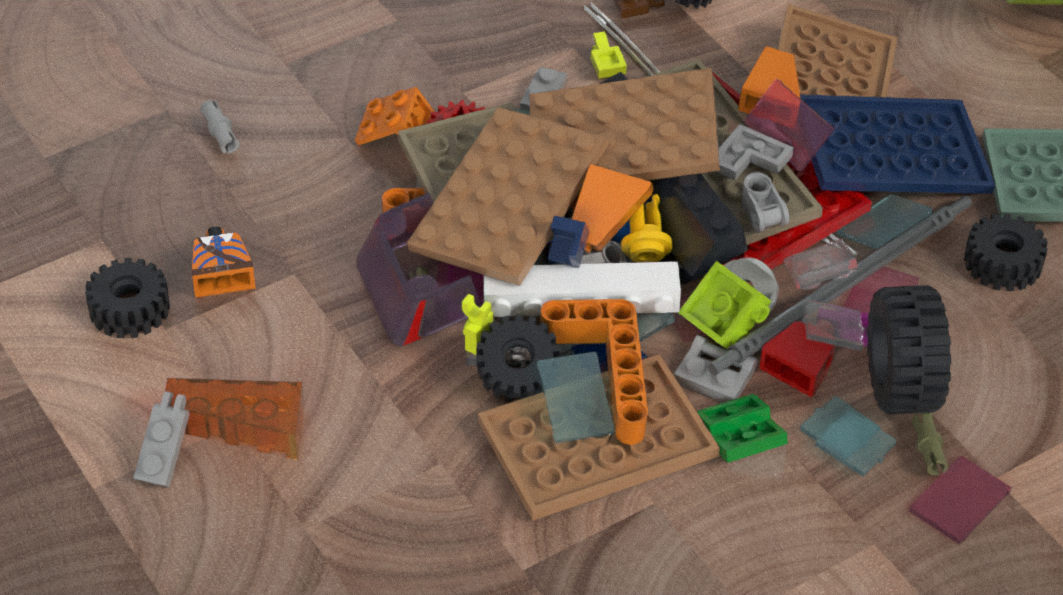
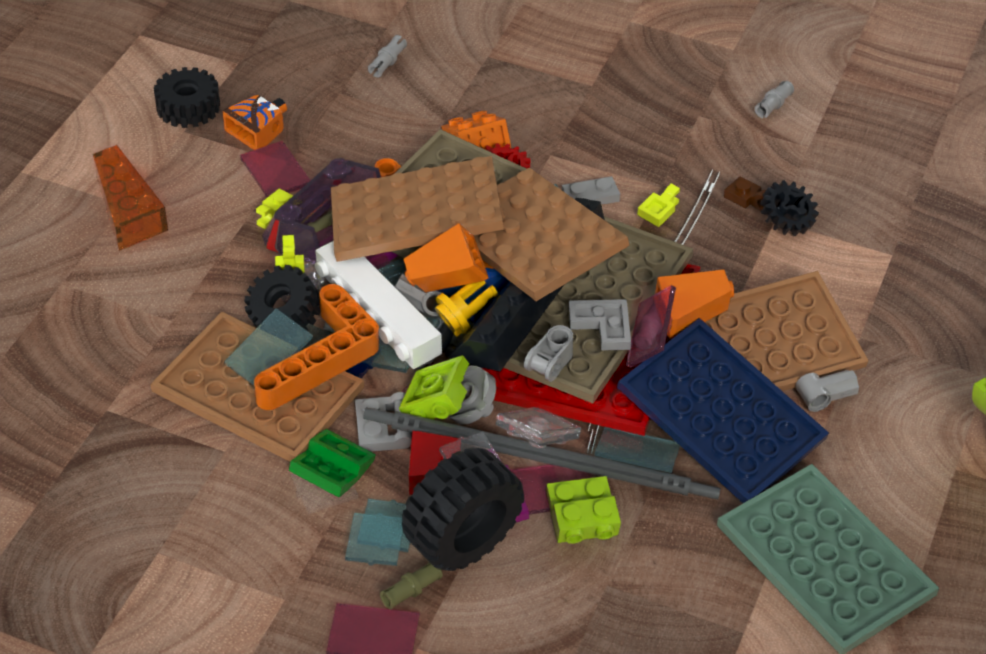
camera: 55 degrees right, 0 degrees up
(162, 441) = (68, 174): light grey hinge -> none
(297, 286) = (275, 168): none -> clear pink piece
(358, 307) = (270, 206): none -> neon yellow plate
(568, 241) = (395, 263): dark blue panel -> none
(906, 78) = (820, 391): none -> light grey piece
(944, 277) = (583, 510): none -> lime plate
(1003, 267) = (670, 559): black tyre -> none

